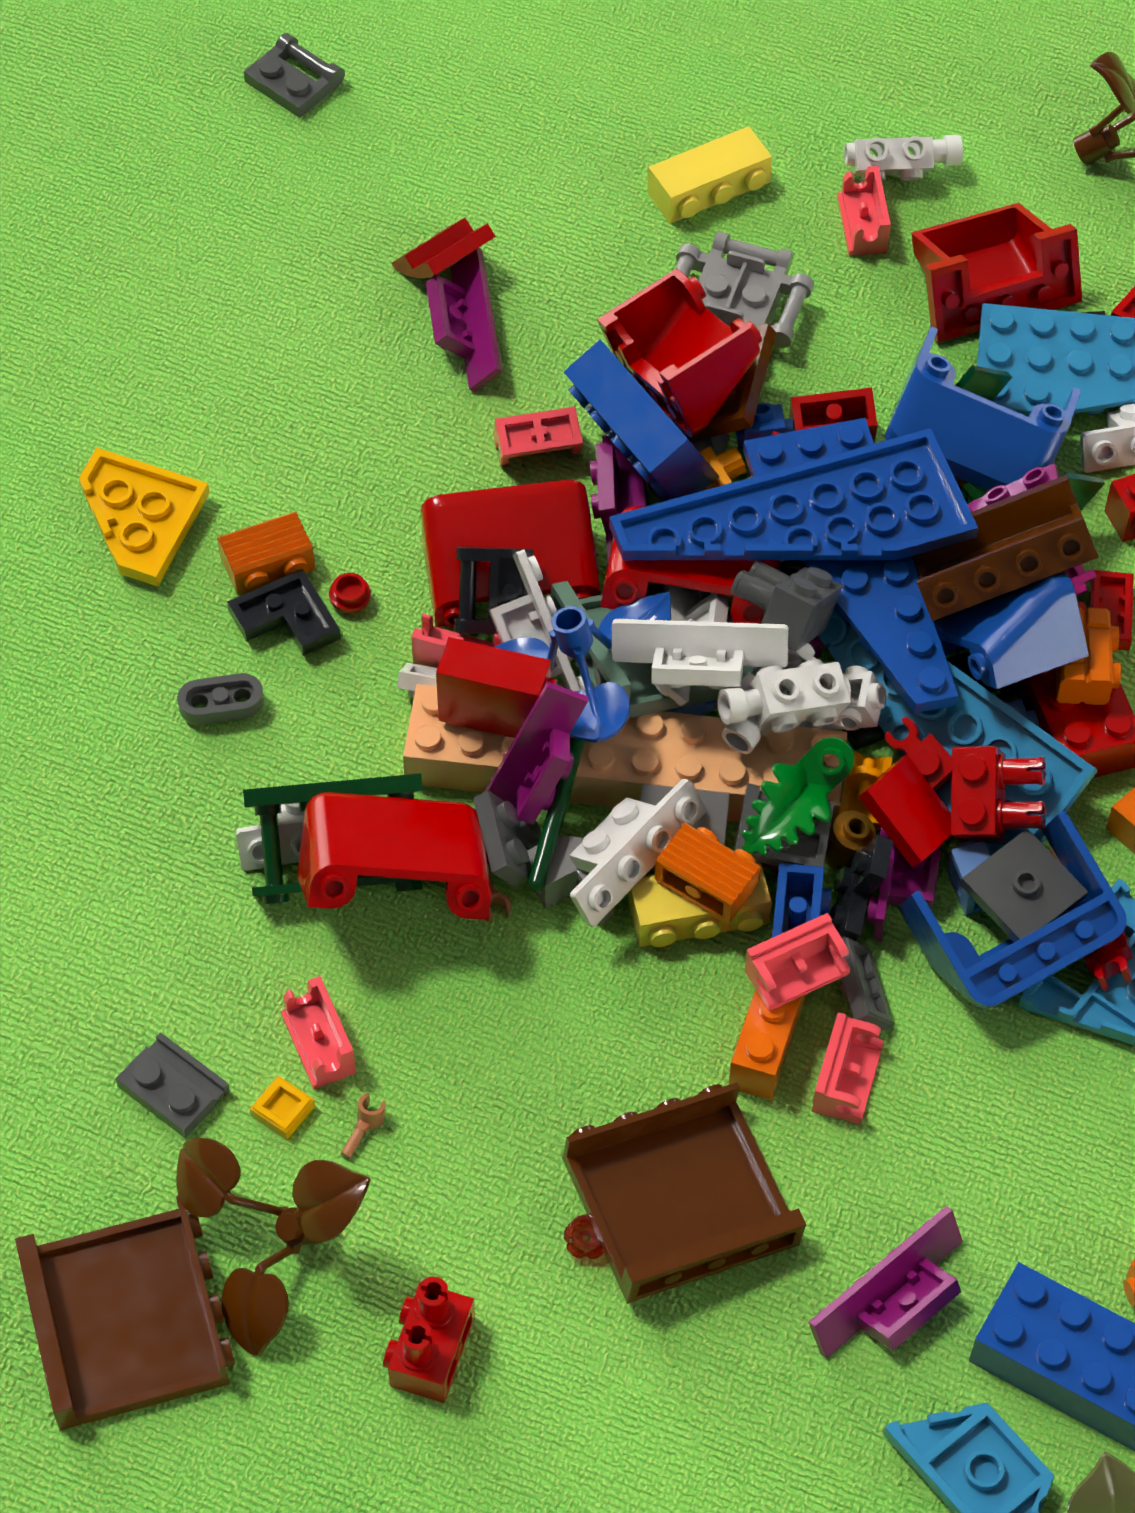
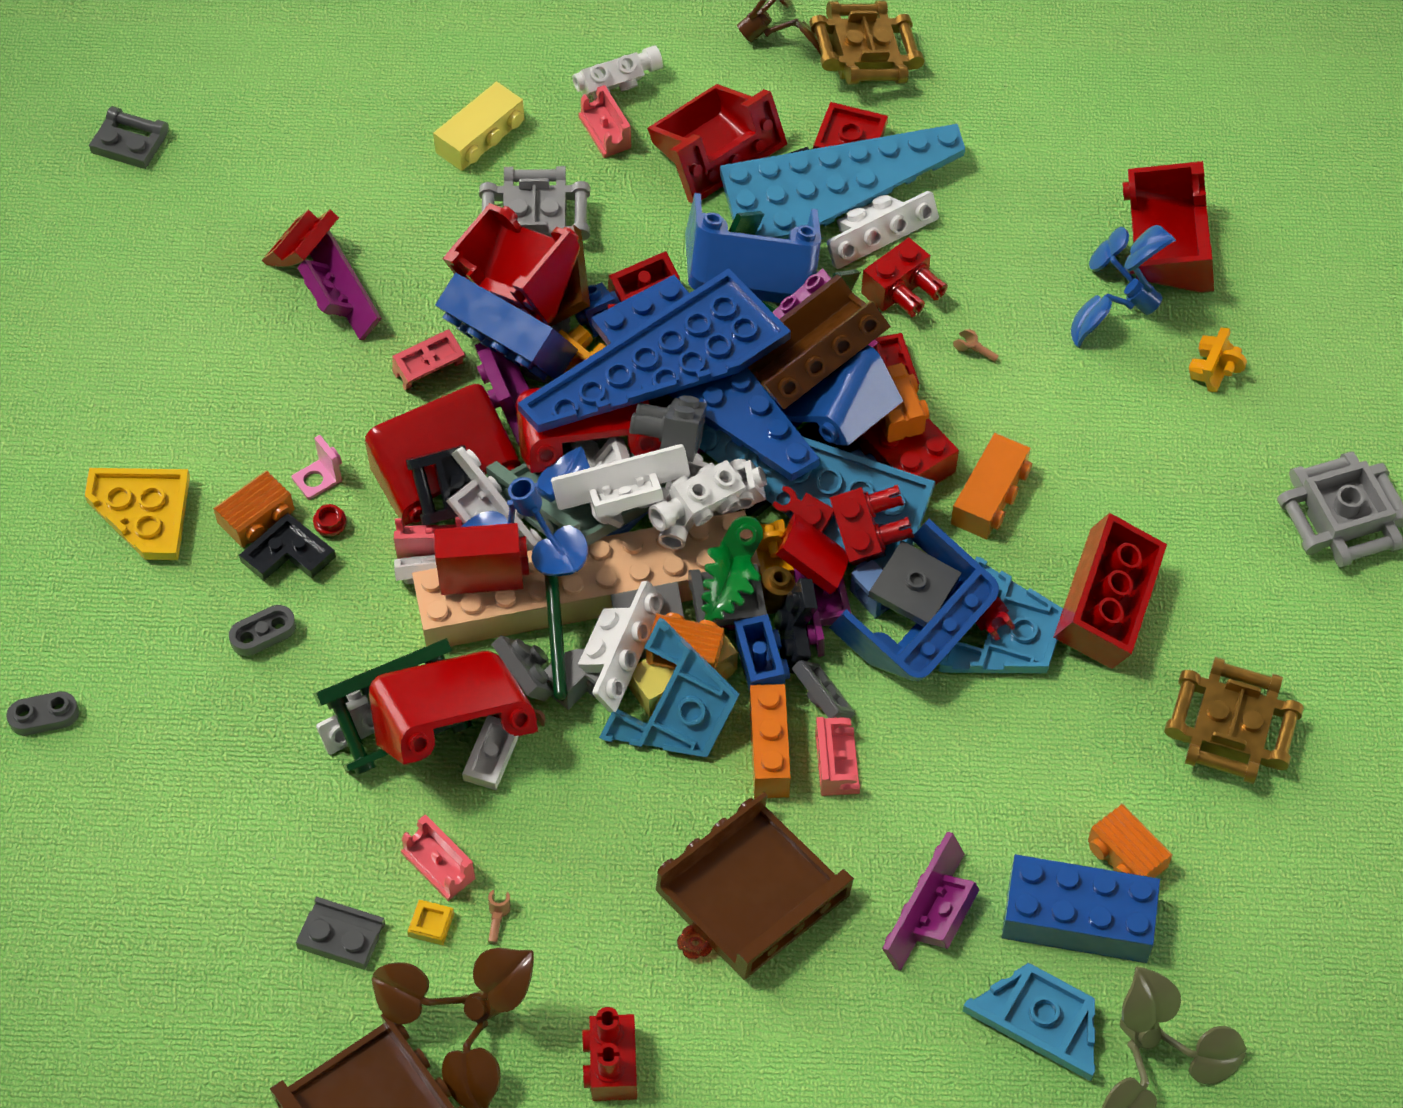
camera: 20 degrees left, 0 degrees up
(369, 528) = (326, 466): none -> bright pink bracket
(426, 933) = (489, 755): none -> white plate
(539, 753) = (530, 596): magenta bracket -> none
(686, 950) = (689, 708): none -> dark azure wing
(797, 962) = (777, 689): coral hinge -> none

